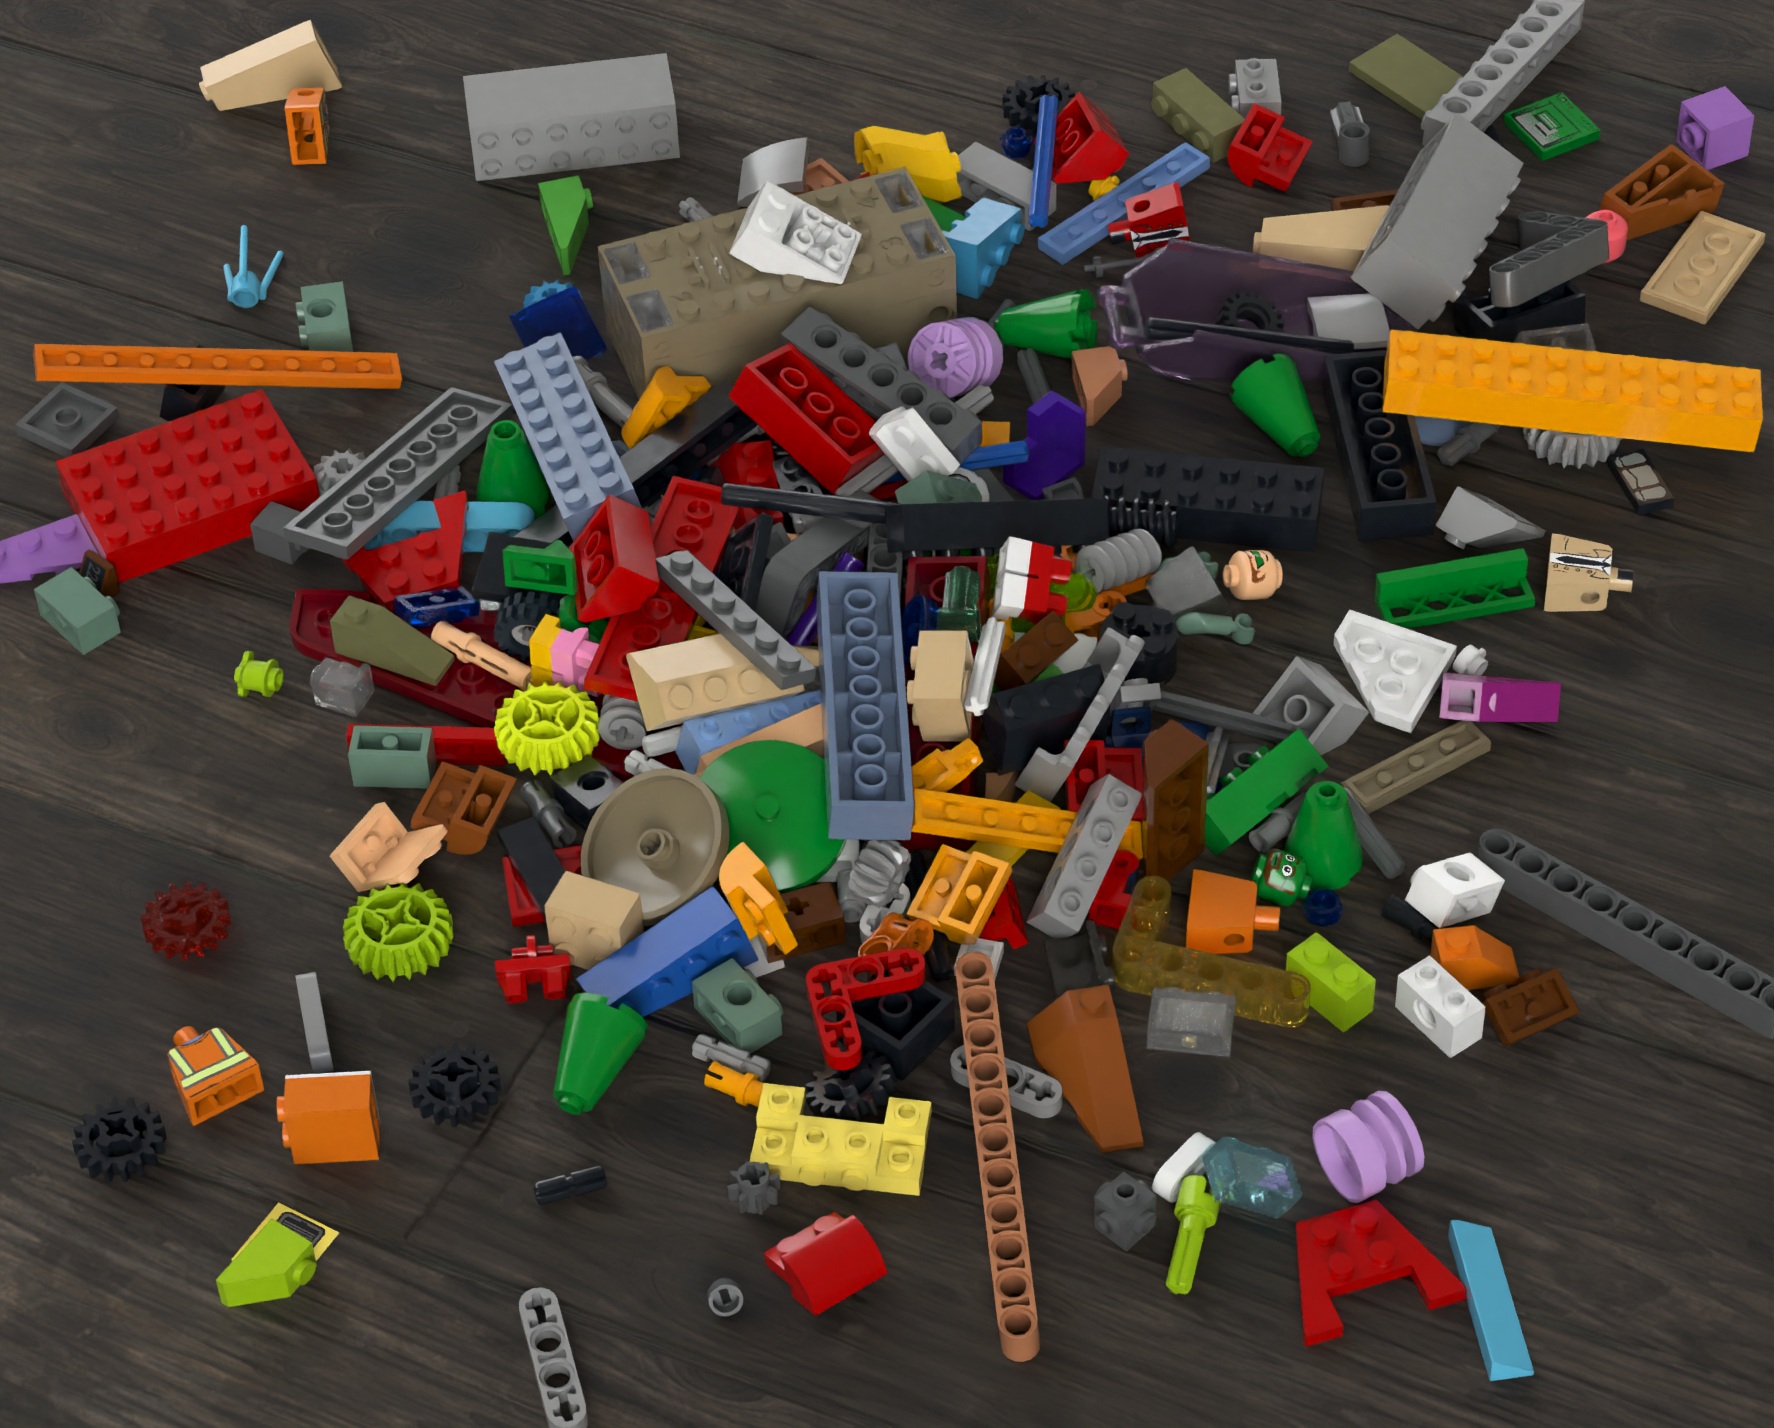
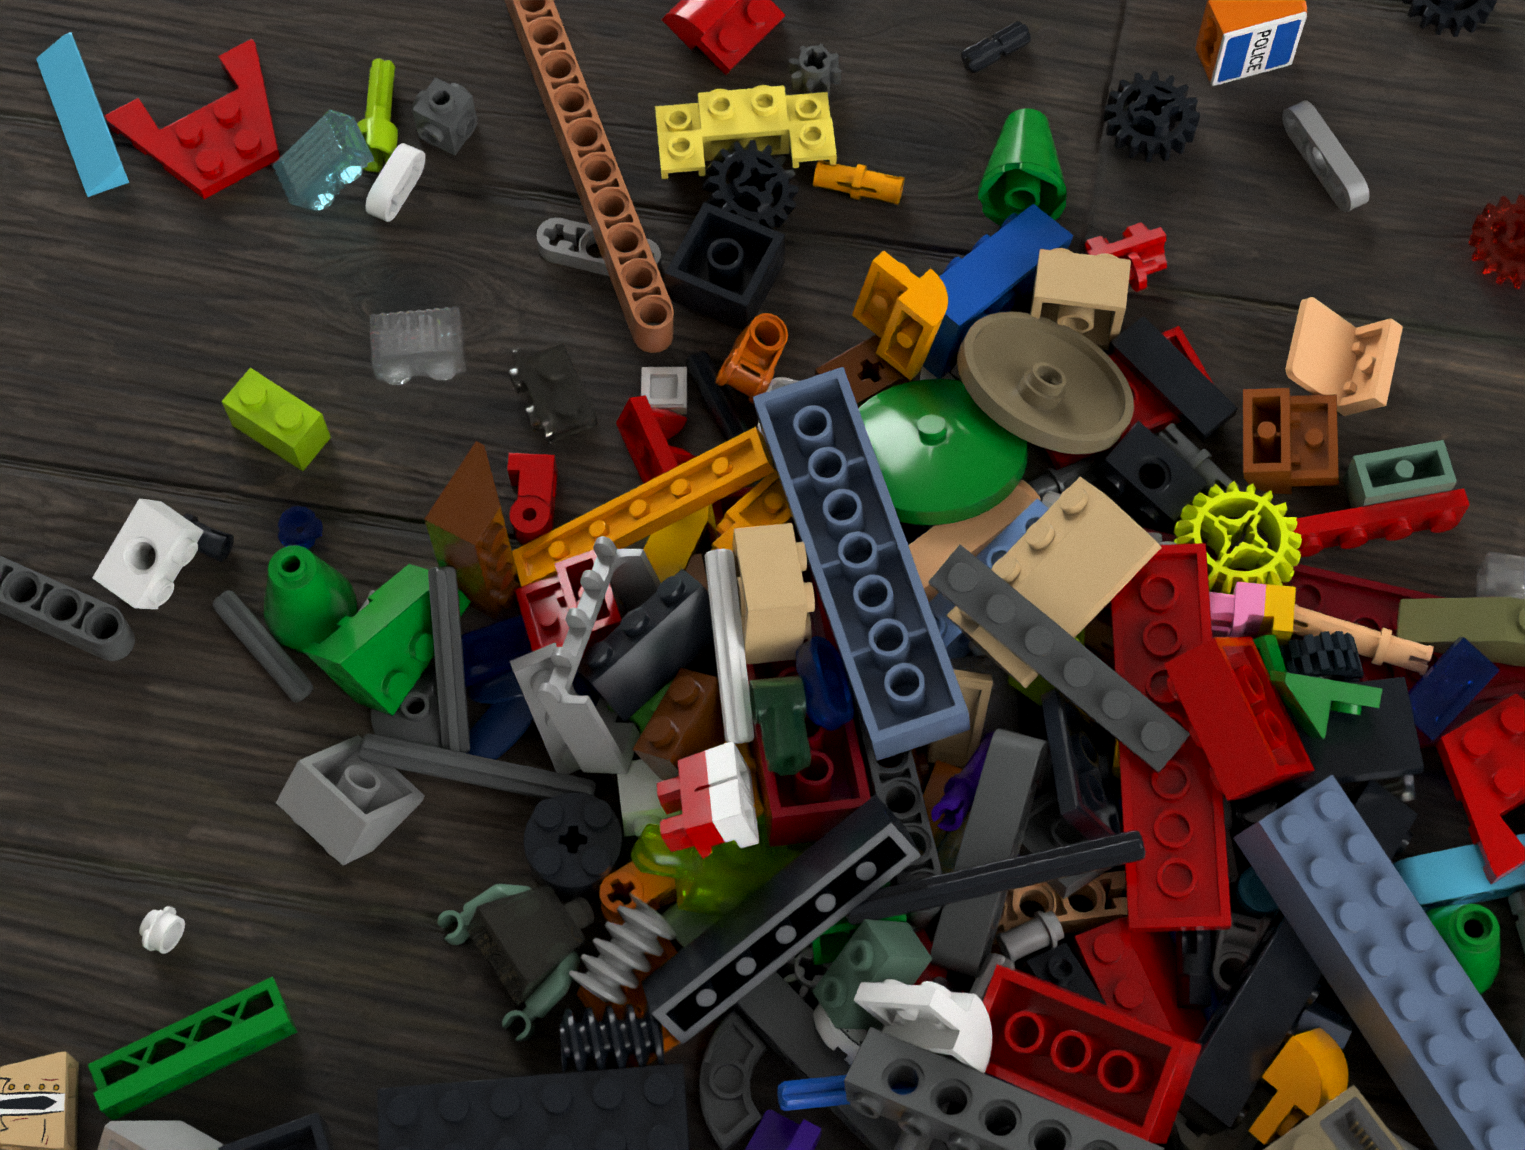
camera: 165 degrees right, 20 degrees up
(211, 1072) = (1401, 79): orange torso -> none
(401, 939) = (1265, 283): lime gear -> none
(730, 1056) = (887, 215): light grey axle -> none
(737, 1006) = (902, 243): sand green brick -> none
(845, 988) = (777, 247): red beam -> none
(960, 893) = (689, 408): light orange brick -> none
(1084, 858) = (566, 487): light grey brick -> none
(1084, 1051) = (520, 285): dark orange wedge -> none
(1146, 963) = (426, 408): clear yellow beam -> none
(1226, 914) = (400, 483): orange torso -> none
(1253, 574) = (453, 1009): light nougat head -> none
(1281, 877) = (351, 545): green head -> none
(1368, 1146) = (216, 207): lavender wheel -> none
(1392, 667) = (257, 900): white plate -> none
(1417, 765) = (215, 761): dark tan tile -> none
(1440, 1006) = (154, 414): white brick -> none
(1474, 957) = (119, 482): orange slope -> none
(1498, 699) = (142, 853): magenta slope -> none
(1529, 1007) = (64, 446): reddish brown bracket -> none

